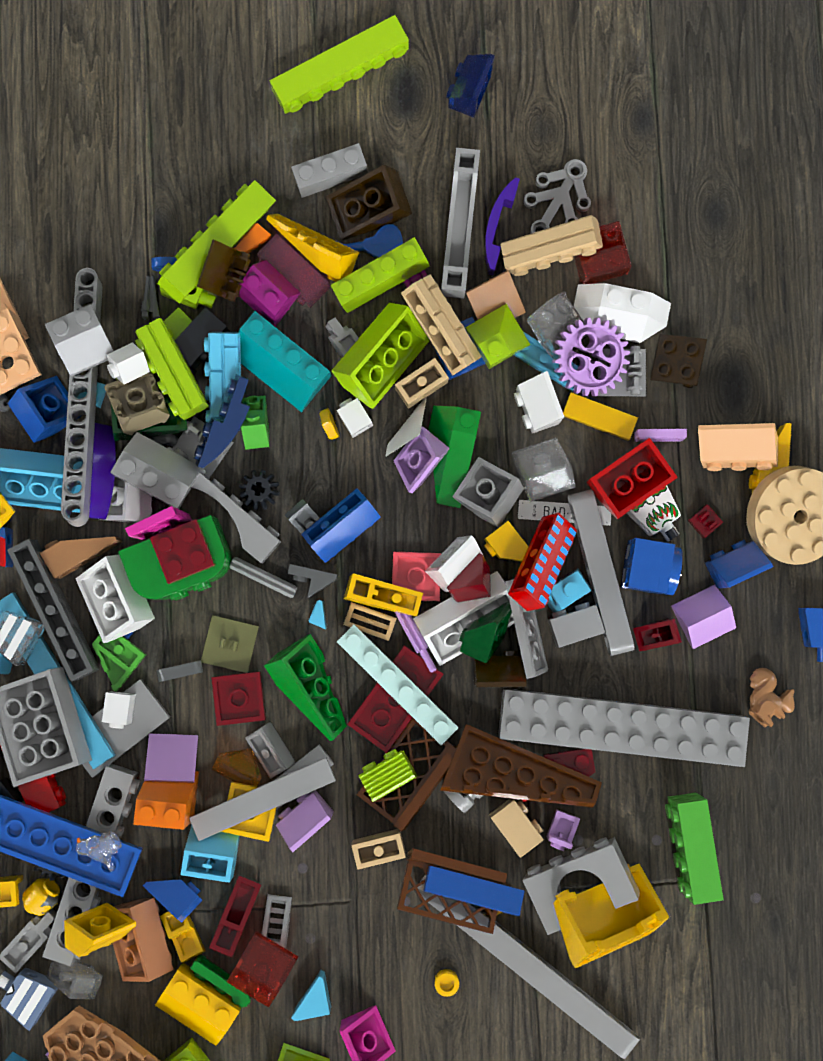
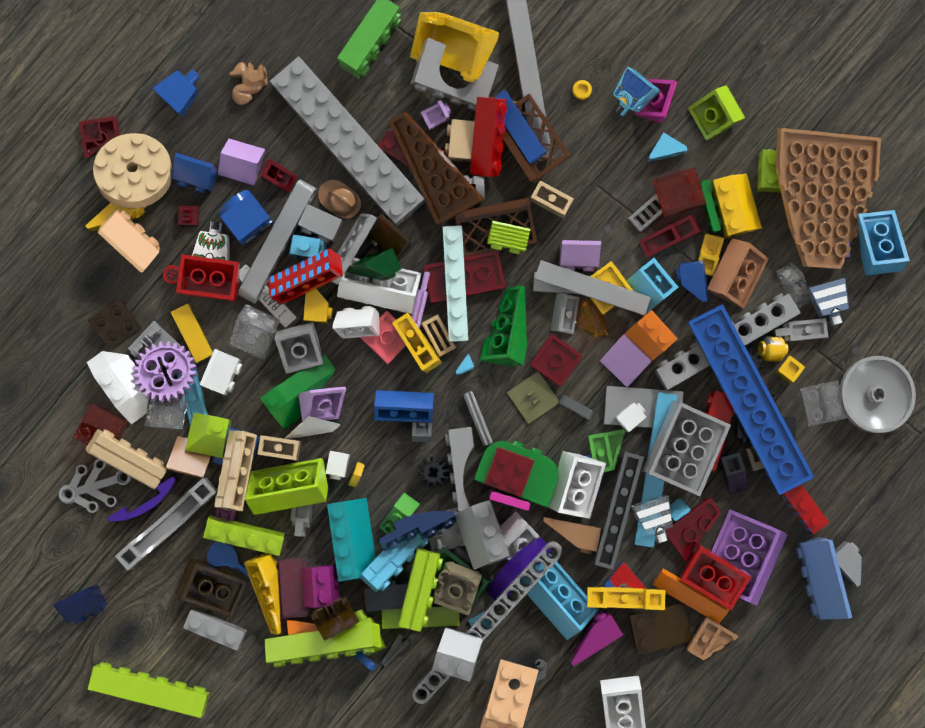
camera: 140 degrees left, 0 degrees up
(41, 408) = (518, 639): blue slope -> none
(96, 929) = (754, 300): yellow slope -> none
(100, 848) = (709, 343): clear animal -> none
(127, 363) = (442, 615): white brick -> none
(318, 578) = (445, 387): dark grey slope -> none
(393, 1028) = (634, 92): none -> torso
(472, 581) = (357, 302): dark red slope -> none
(493, 855) = (488, 136): none -> red brick
(580, 665) = (339, 199): none -> medium nougat piece
(660, 435) = (167, 289): lavender tile -> none
(670, 452) = (171, 274): none -> red tile

